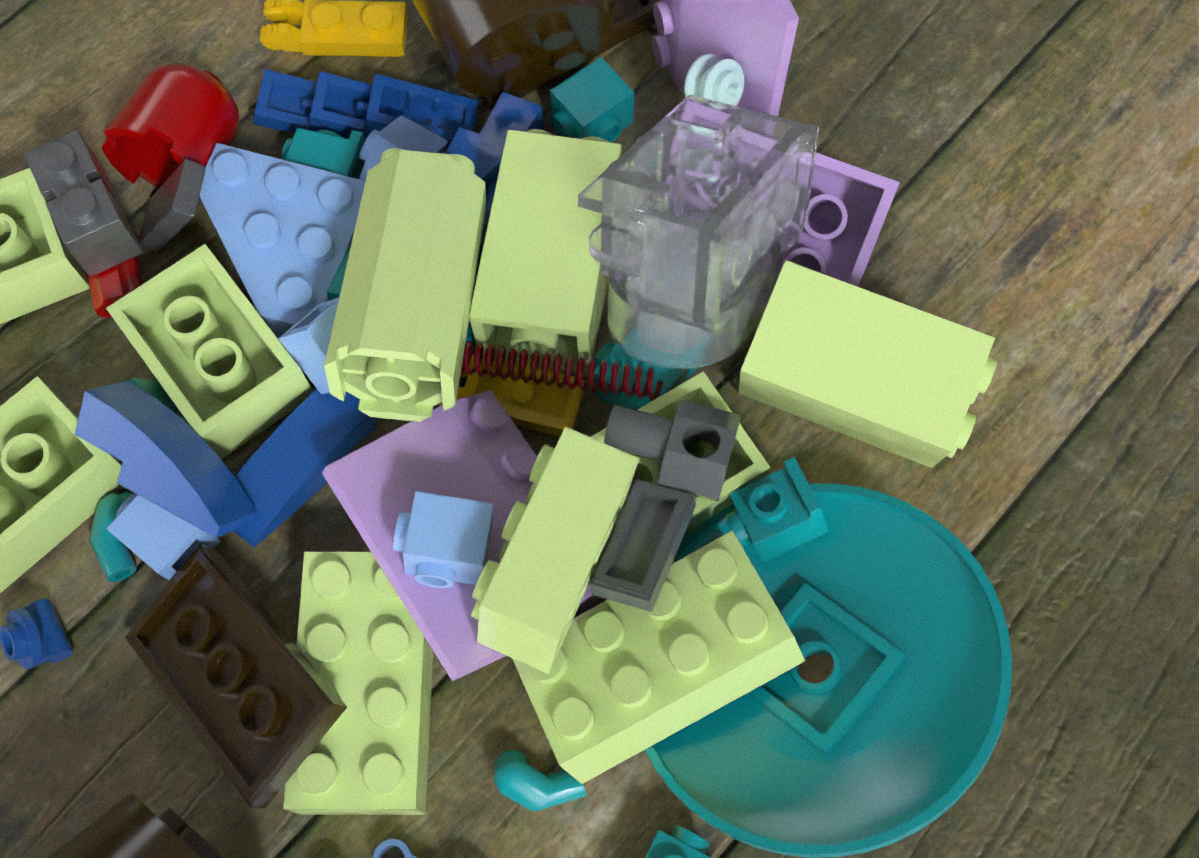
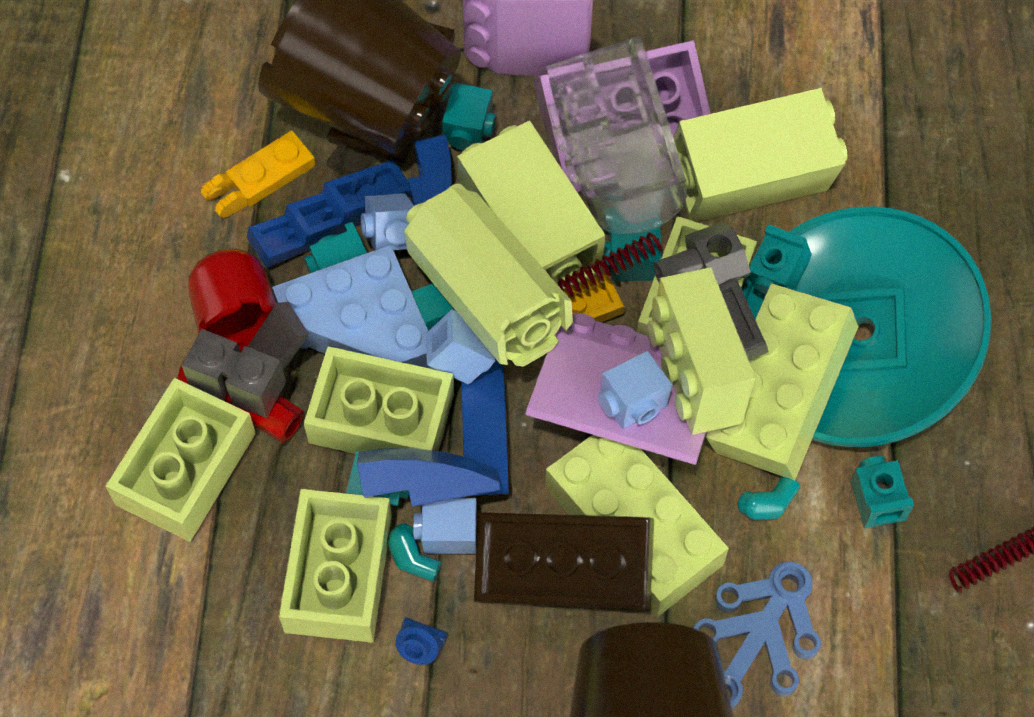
camera: 40 degrees left, 5 degrees down
(715, 79) = (547, 52): light aqua wheel -> none

